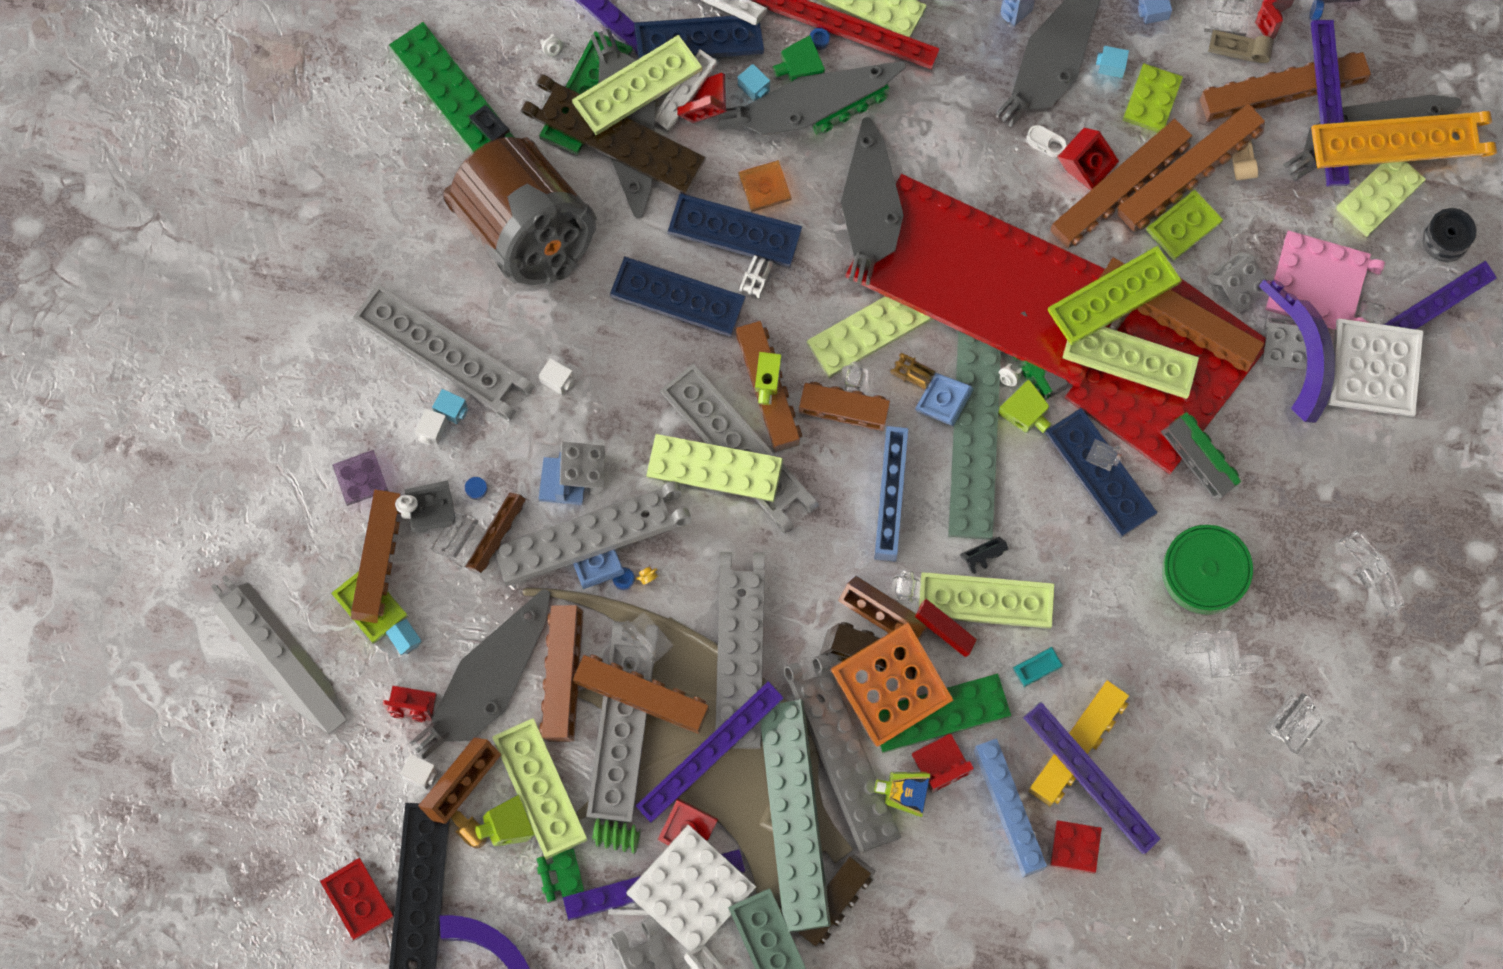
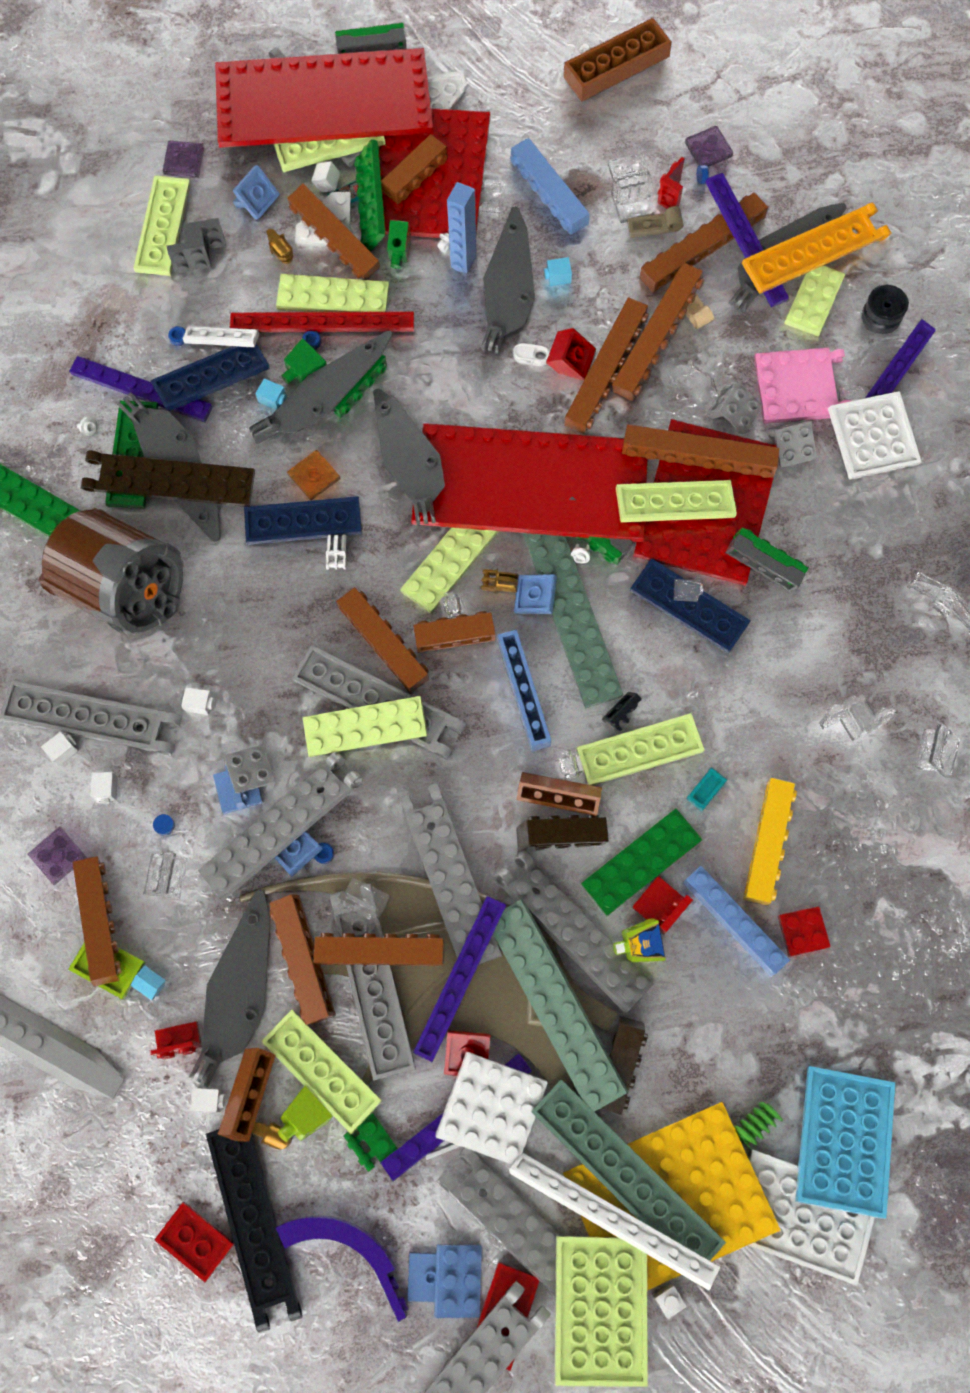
camera: 20 degrees left, 0 degrees up
(402, 371) = (60, 748): none -> white brick
(406, 505) = (106, 865): white plate -> none
(434, 507) = (129, 857): dark grey bracket -> none
(451, 406) = (114, 761): medium azure brick -> none
(489, 124) = (56, 508): black plate -> none
(495, 532) = (196, 852): reddish brown plate -> none
(616, 835) = (406, 1086): bright green piece -> none
(637, 85) = (172, 429): yellowish green plate -> none
(647, 575) = (343, 842): yellow plate -> none
(677, 296) = (275, 593): dark blue plate -> none
(684, 92) = (215, 420): white tile -> none
(707, 102) = (235, 421): red bracket -> none
(768, 368) = (379, 624): lime torso -> none
(857, 692) = (623, 866): orange piece -> none
(945, 628) = (617, 787): red tile -> none
(1026, 409) = (606, 576): lime torso -> none
(1091, 778) = (795, 867): dark purple plate -> none
(1114, 295) = (642, 454): lime plate -> none
(1152, 98) = (602, 289): lime plate -> none
(1184, 225) = (671, 379): lime plate -> none
(1207, 569) = (811, 652): green brick -> none
(1319, 351) = (828, 437): dark purple arch -> none

